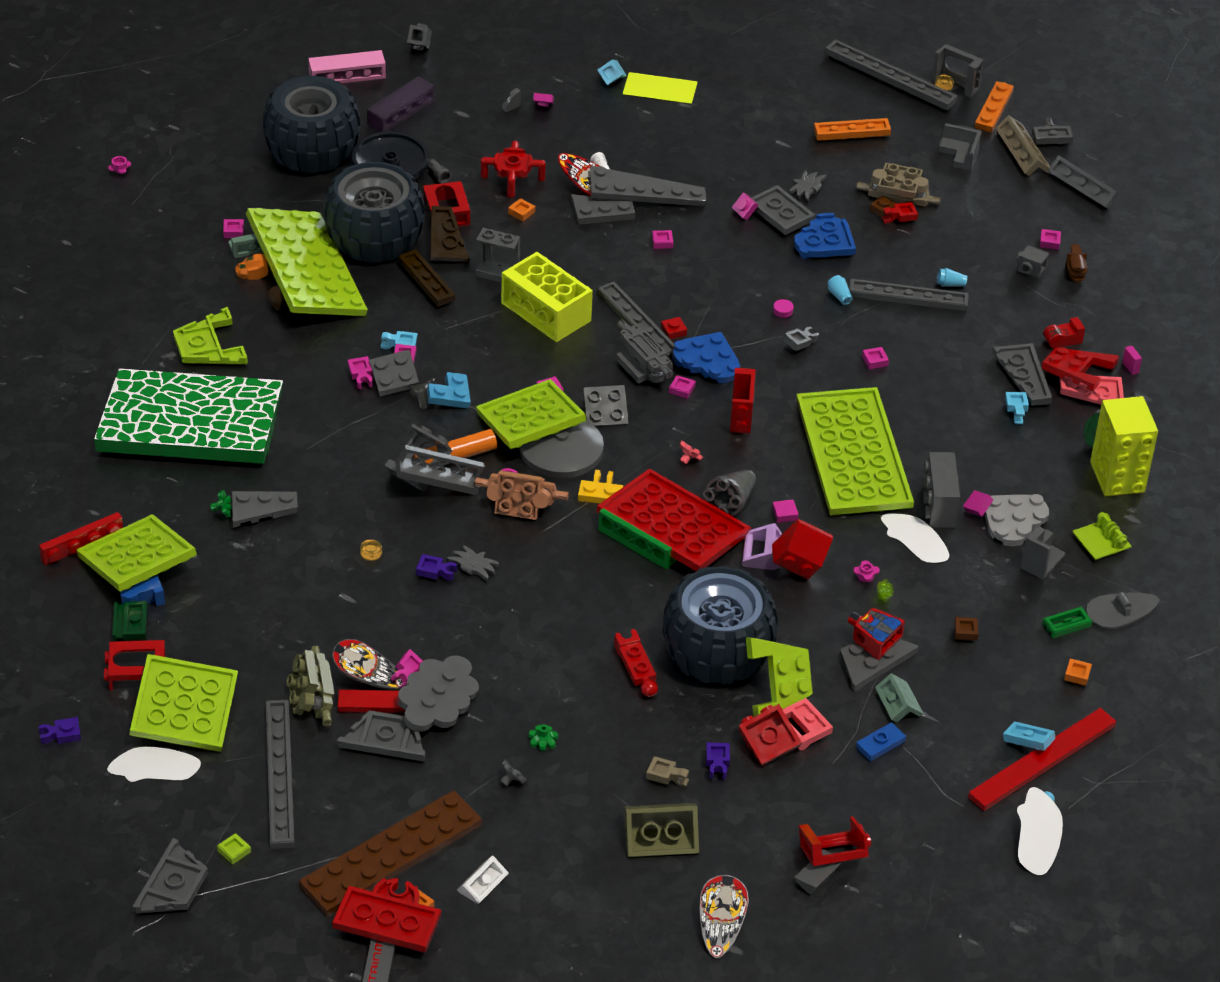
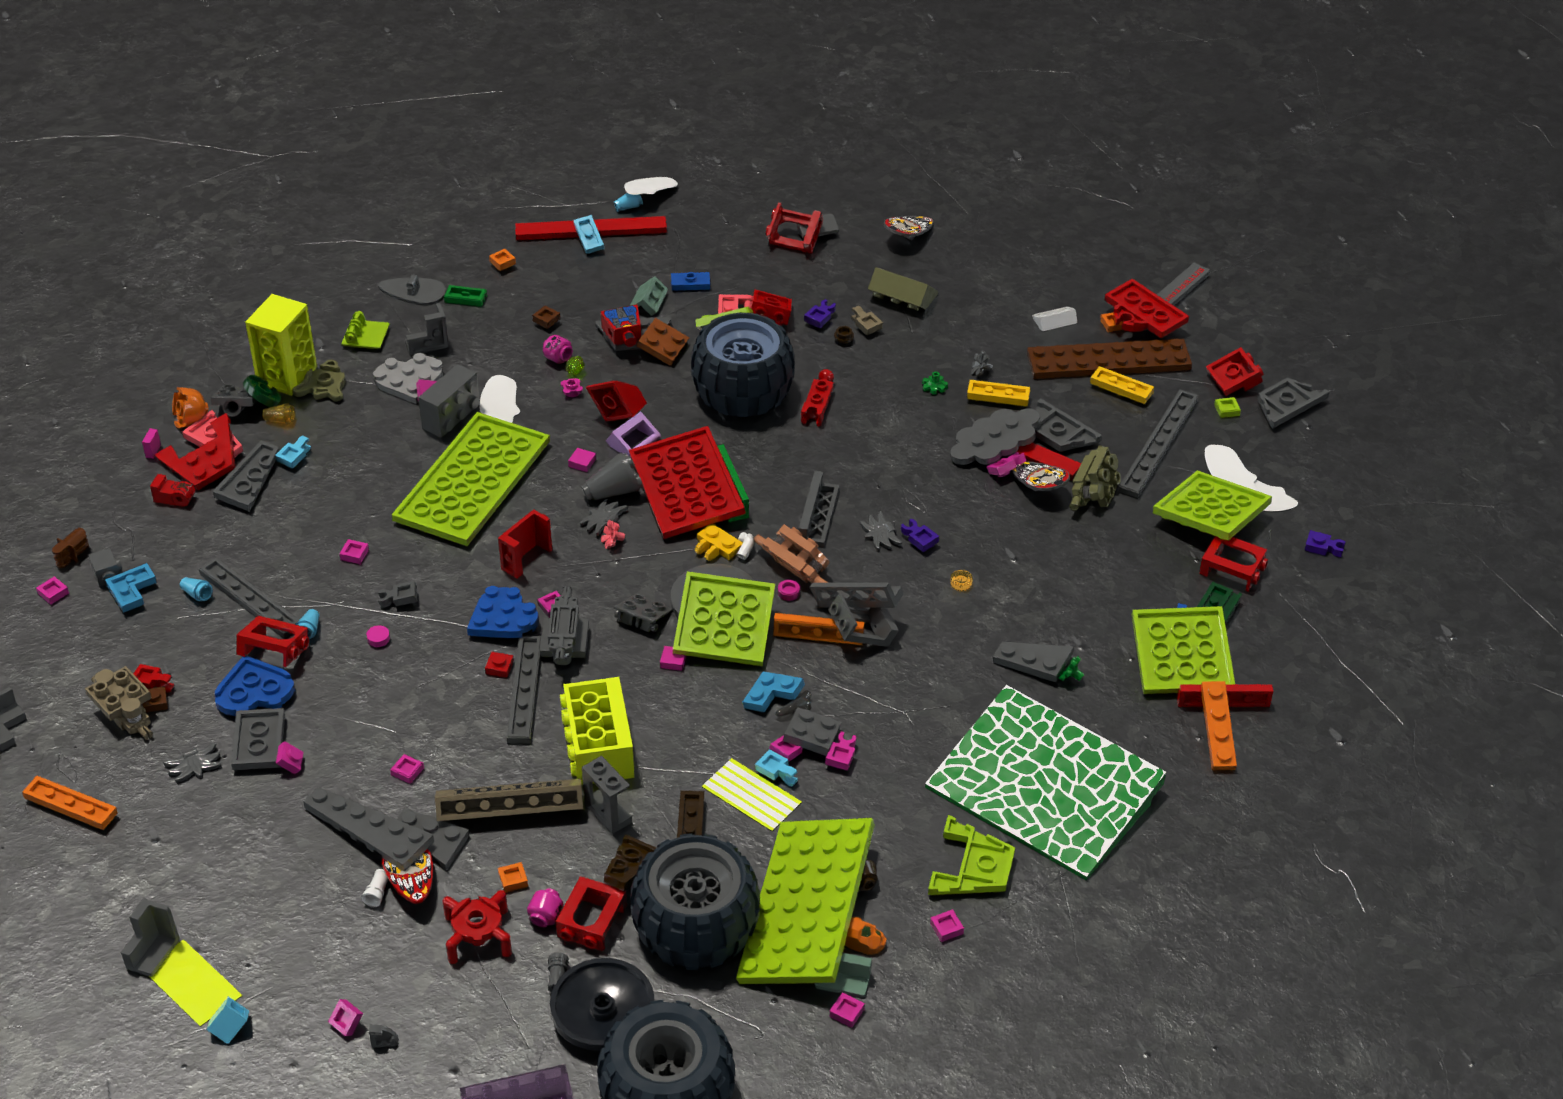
camera: 145 degrees left, 0 degrees up
(73, 505) = (1218, 725): none -> orange plate
(194, 776) = (1225, 464): none -> white sticker
(200, 300) = (946, 925): none -> dark pink tile
(245, 885) = (1235, 372): none -> red plate
(355, 817) = (1122, 385): none -> yellow plate
(428, 327) = (751, 794): none -> sticker
(471, 749) = (998, 393): none -> yellow plate
(479, 194) = (545, 907): none -> dark pink head
(548, 552) = (815, 499): none -> dark grey fence
(573, 233) = (508, 799): none -> dark tan brick
(577, 501) = (747, 545): none -> white arm
(674, 747) = (844, 334): none -> dark brown plate
(704, 85) = (153, 938): none -> dark grey panel
(714, 468) = (600, 517): none -> dark grey piece
(832, 649) = (662, 341): none -> dark orange plate
(865, 261) = (255, 636): none -> red panel
(915, 593) = (557, 349): none -> dark pink head
(1001, 258) = (126, 585): none -> dark azure plate
(1069, 431) = (282, 413): none -> clear yellow cone
(1076, 481) = (323, 382): none -> olive tile
(1143, 386) = (188, 406): none -> orange cylinder

